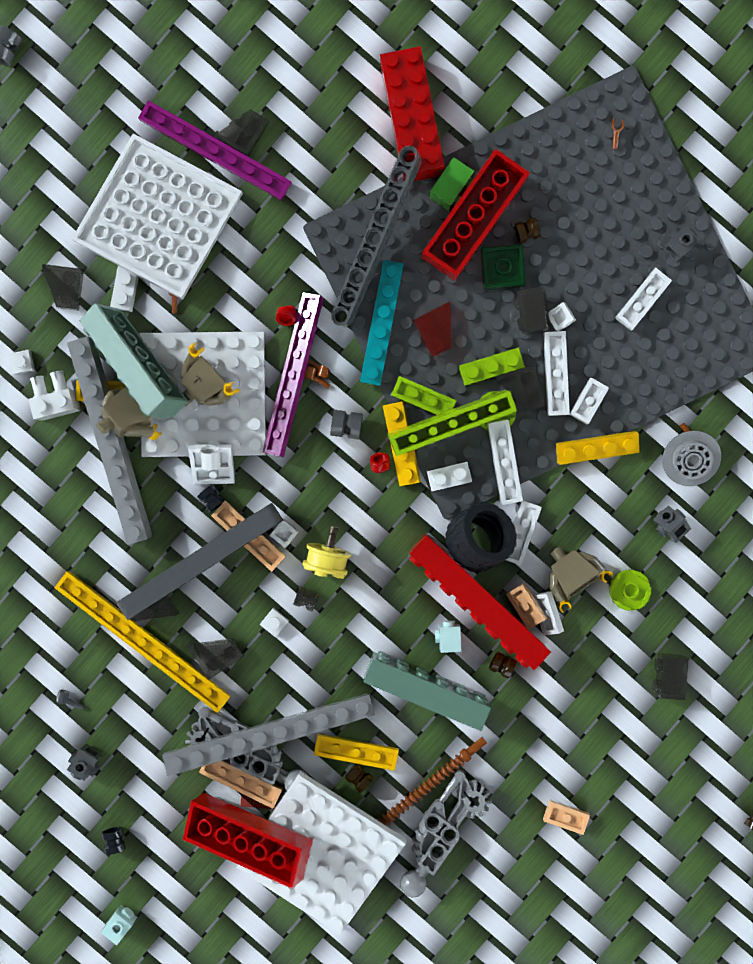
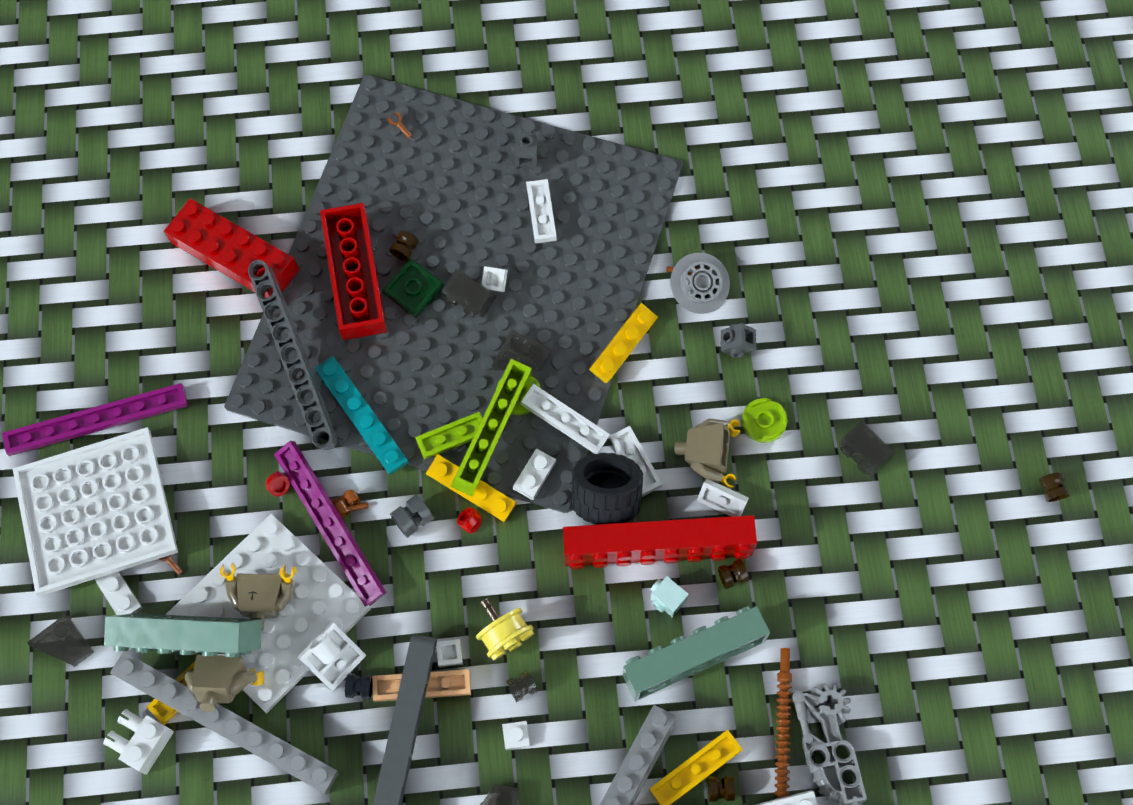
camera: 40 degrees left, 20 degrees down
(21, 362) = (82, 742): white plate -> none
(243, 132) = (107, 384): clear smoke wing -> none
(436, 329) = (408, 379): clear red wing -> none
(451, 184) = (312, 267): bright green brick -> none
(491, 366) = (479, 364): lime plate -> none
(526, 606) = (697, 508): light nougat plate -> none
(556, 373) = (534, 321): white plate -> none
(566, 817) = (915, 640): light nougat plate -> none
(589, 401) = (580, 316): white plate -> none

